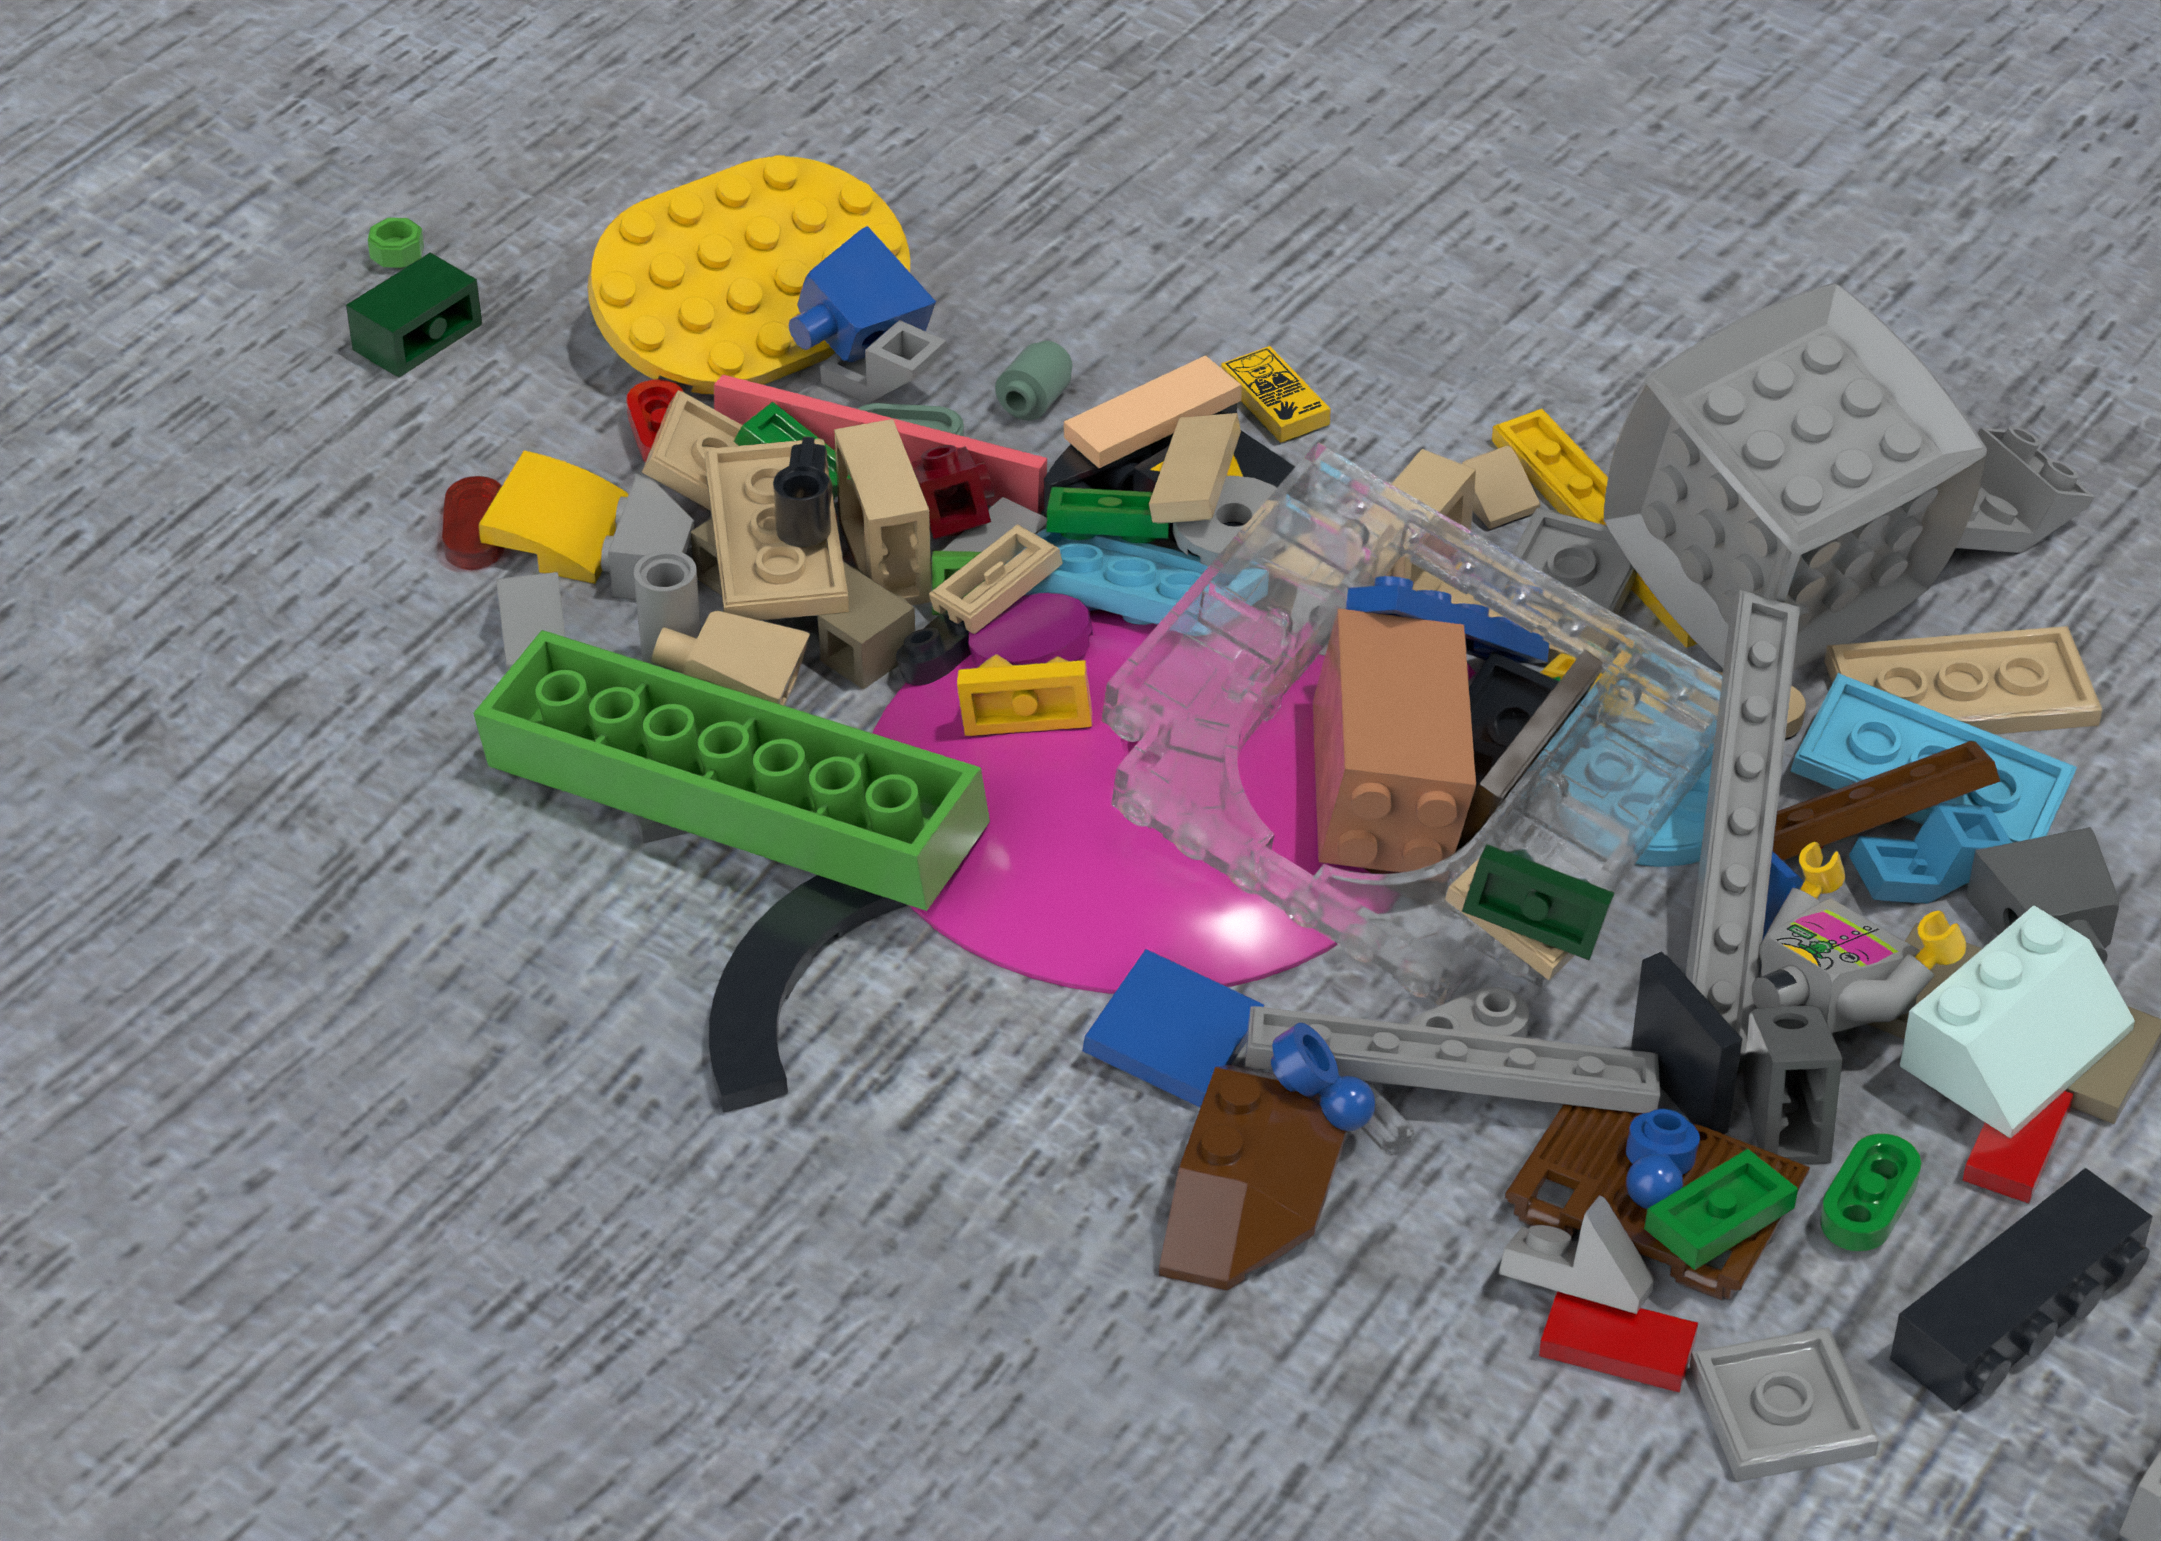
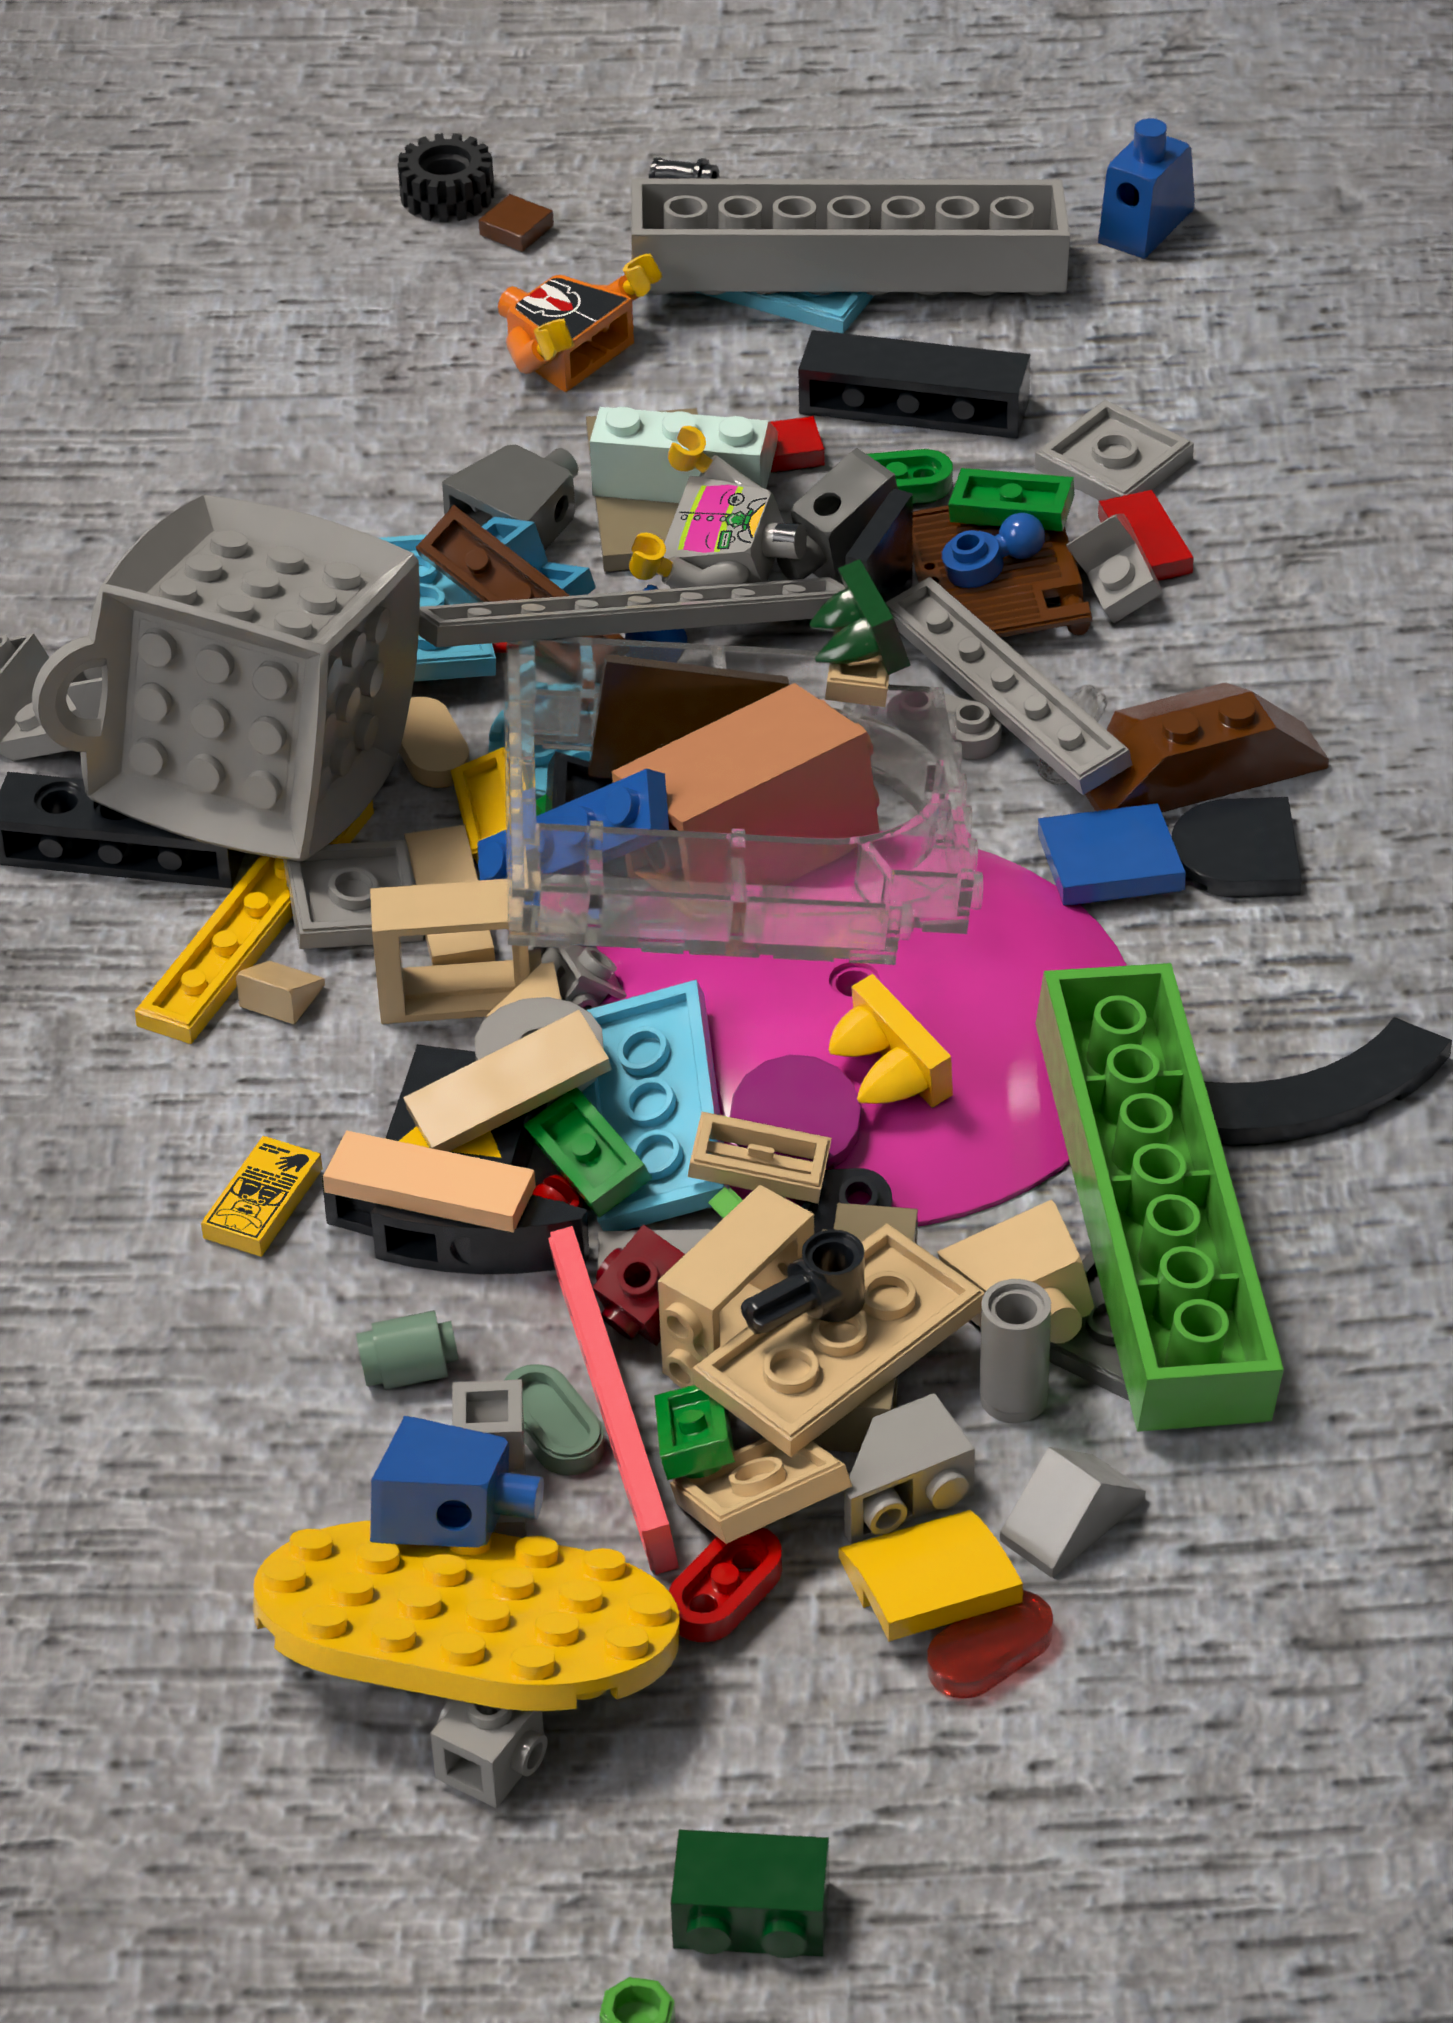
camera: 125 degrees left, 0 degrees up
(1101, 1126) = (1240, 847): none -> black tile
(1308, 1066) = (1117, 704): blue plate -> none

